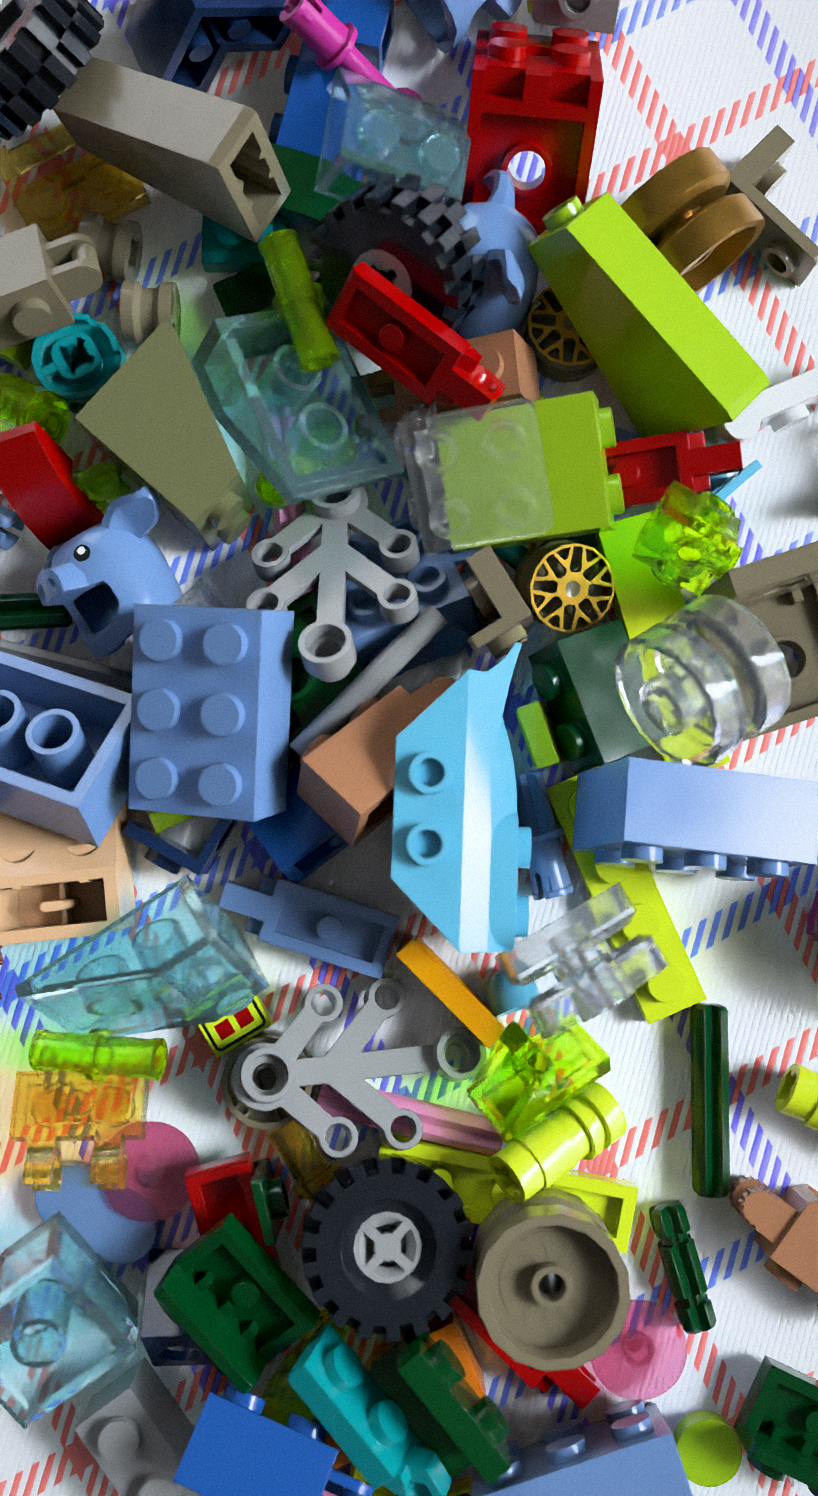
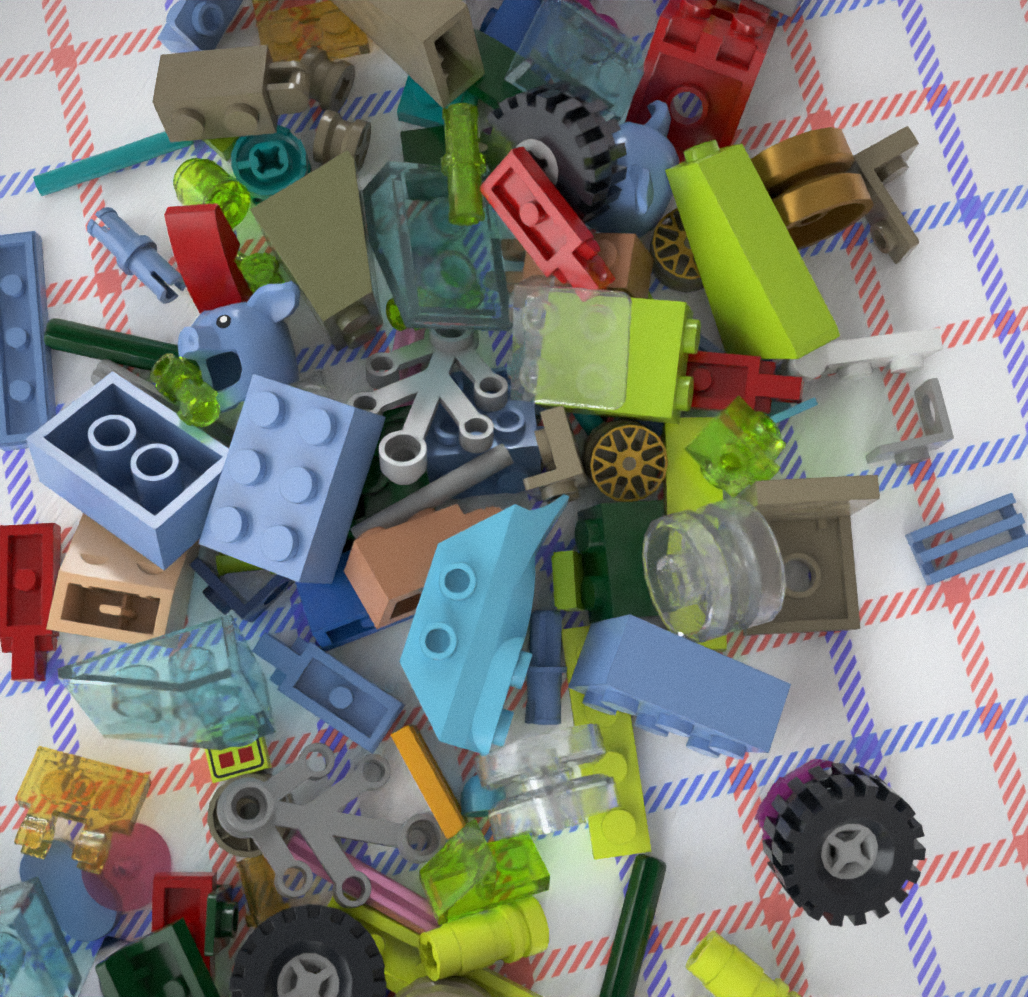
camera: 15 degrees right, 5 degrees down
(53, 632) = (182, 382): none -> clear neon green bar
(98, 1054) = (112, 750): clear neon green pin -> none

